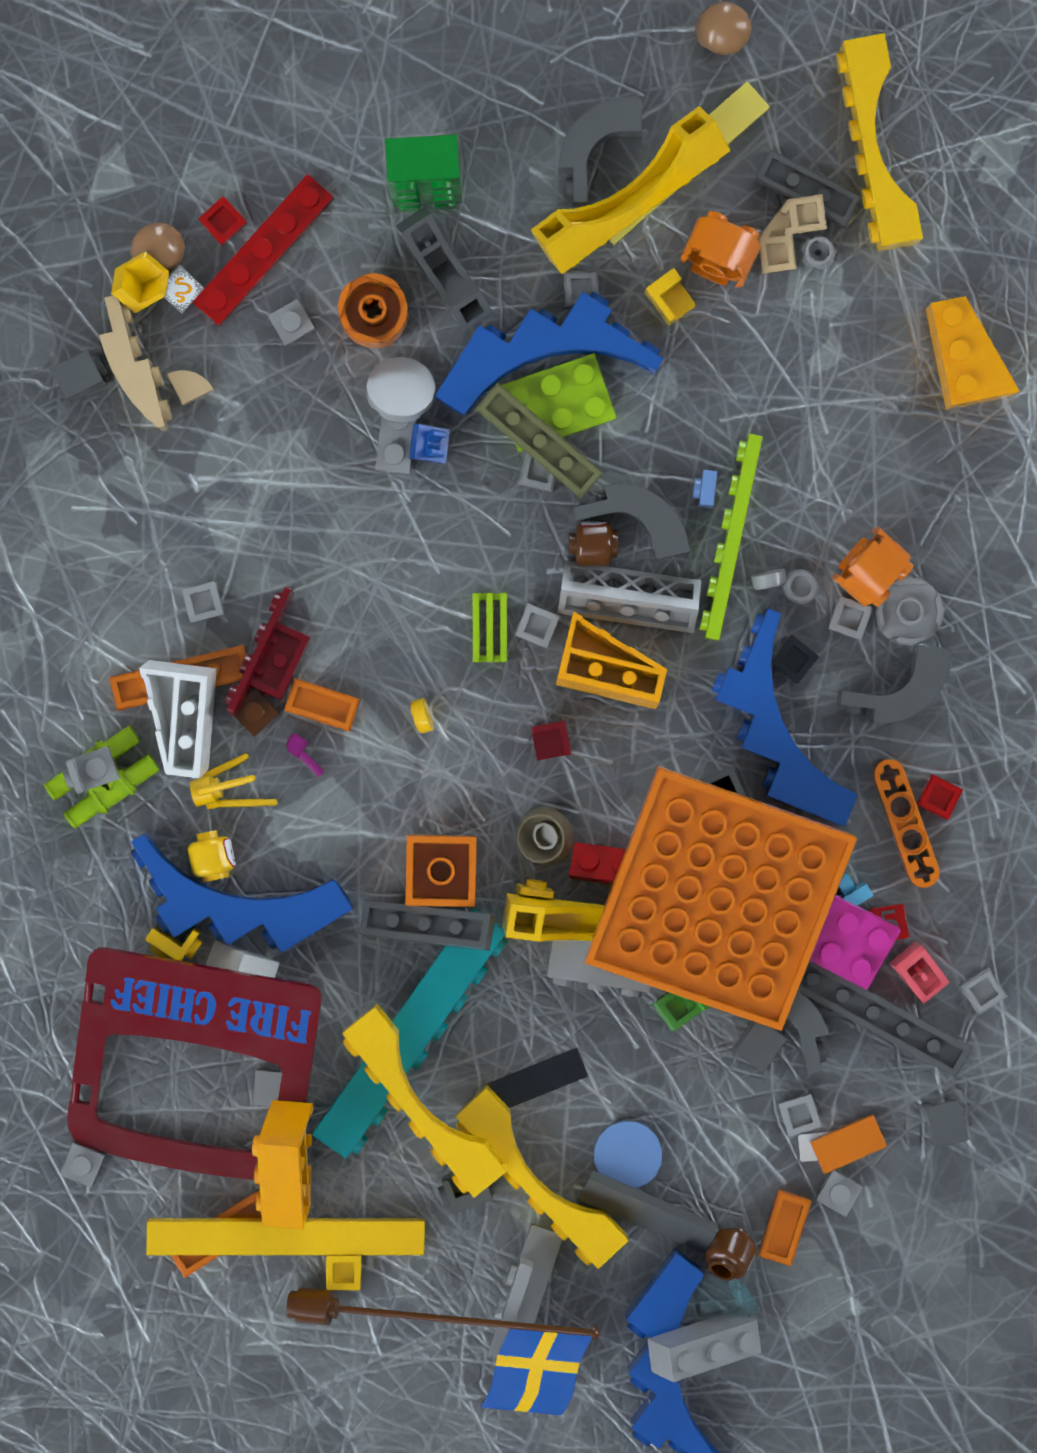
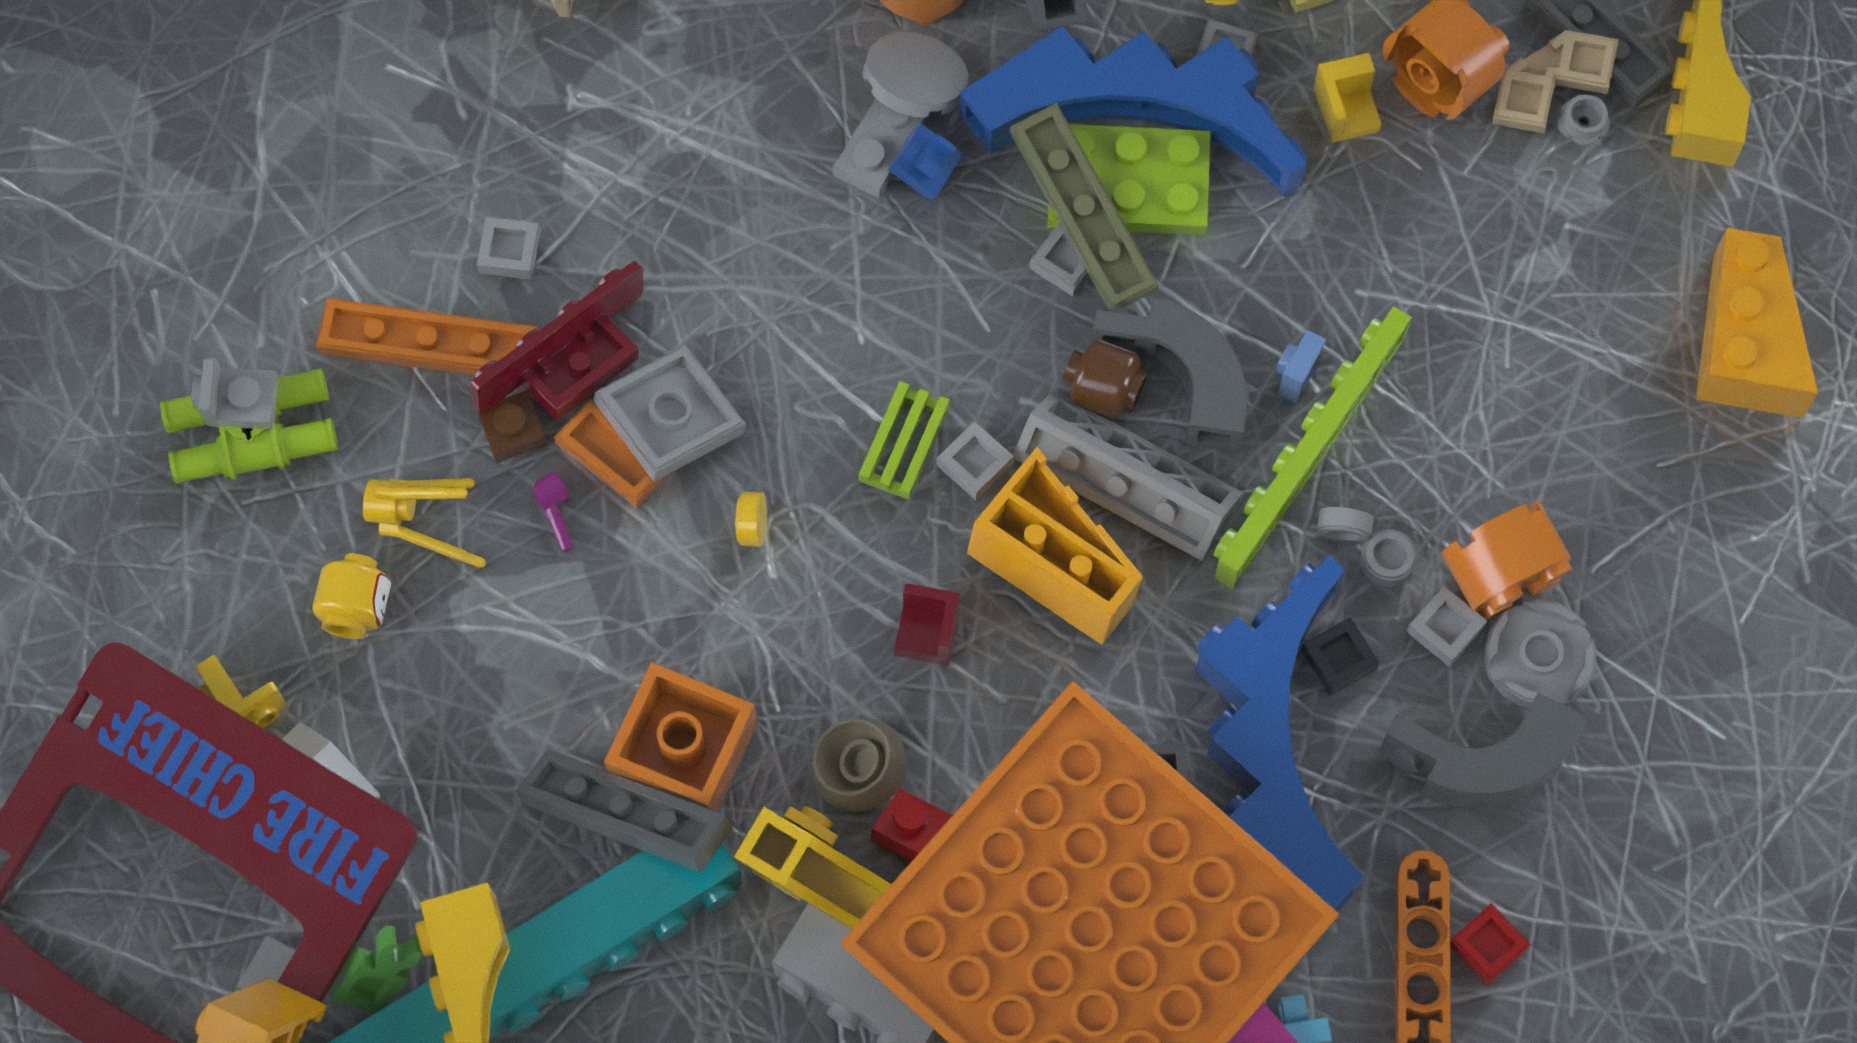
camera: 20 degrees right, 20 degrees down
(182, 713) = (404, 375): white wedge -> none
(233, 916) = (421, 726): blue arch -> none
(329, 1071) = (376, 976): none -> bright green plate
(345, 668) = (669, 413): none -> light grey tile

